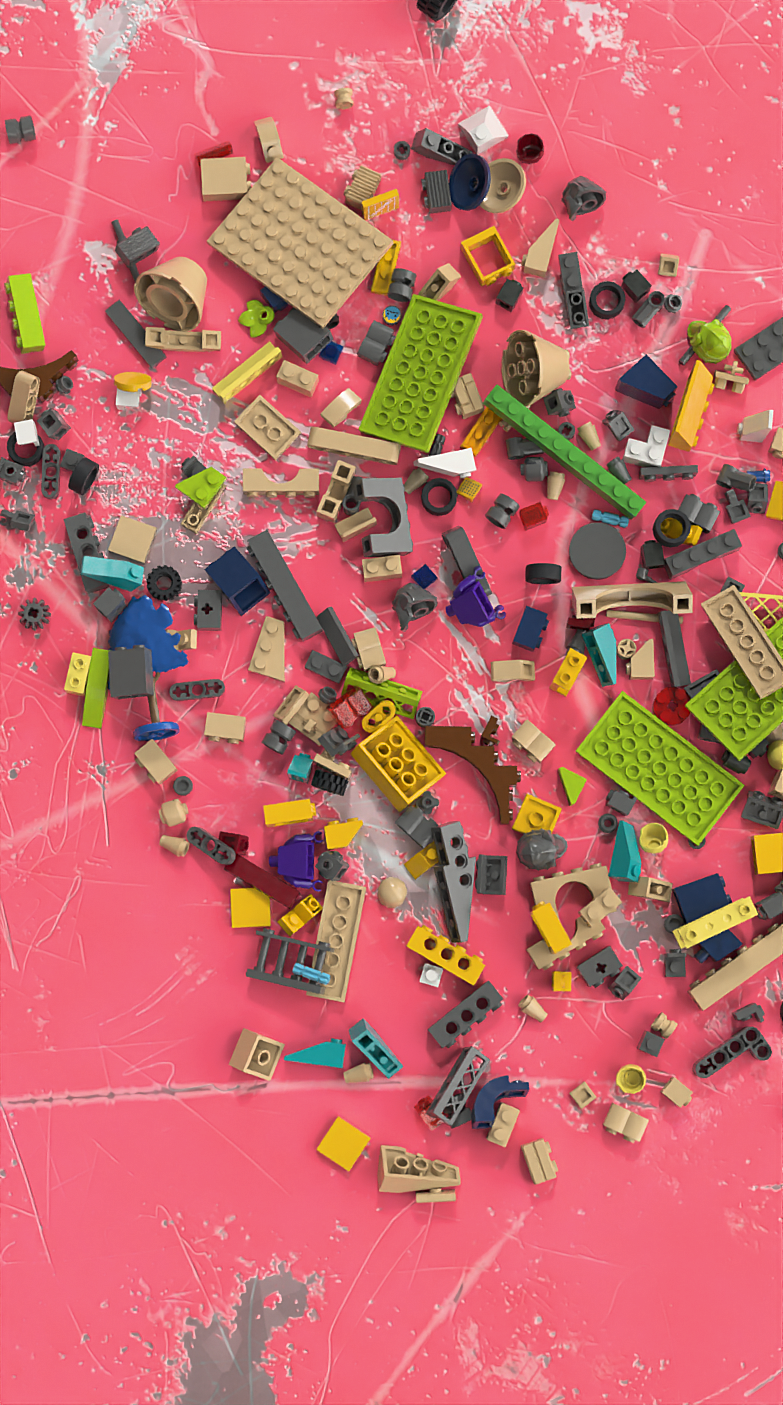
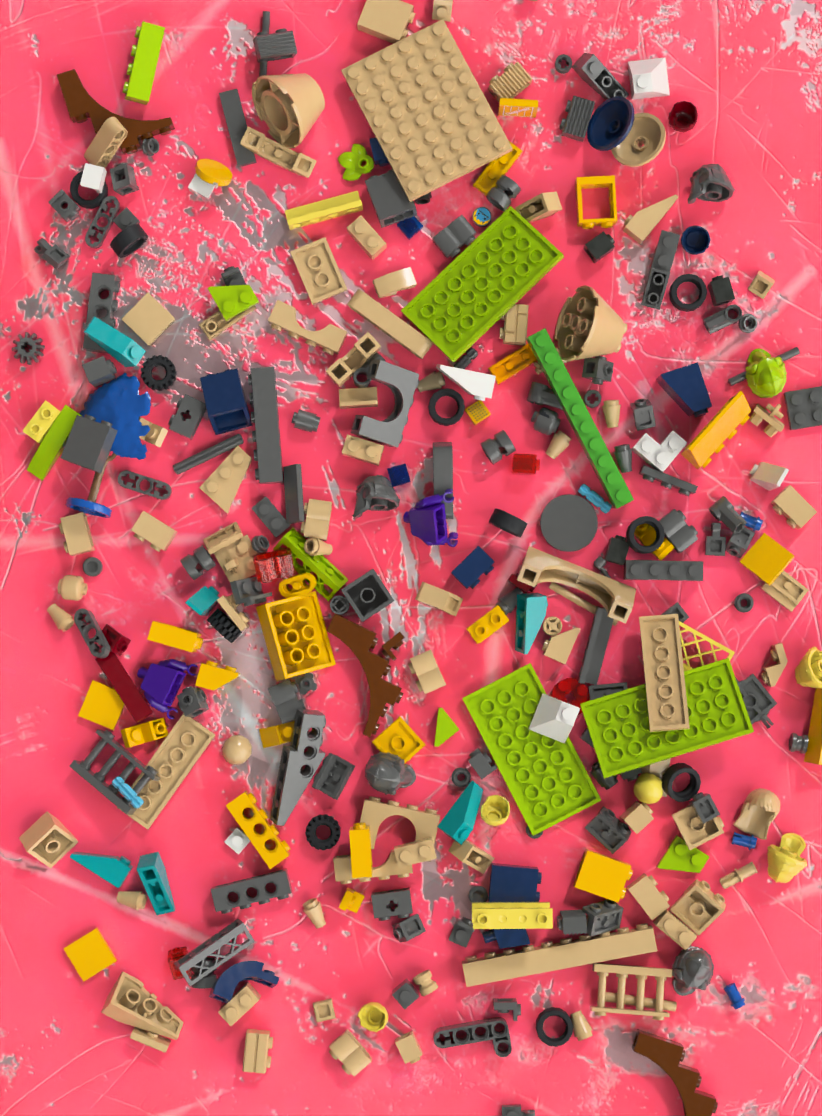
camera: 30 degrees right, 5 degrees up
(242, 636) = (208, 454): none -> dark grey axle
(318, 566) = (305, 421): none -> dark grey brick
(447, 696) = (367, 595): none -> dark grey brick
(494, 933) = (311, 832): none -> black tyre
(592, 250) = (695, 240): none -> dark blue hair
(667, 729) = (554, 718): none -> white slope

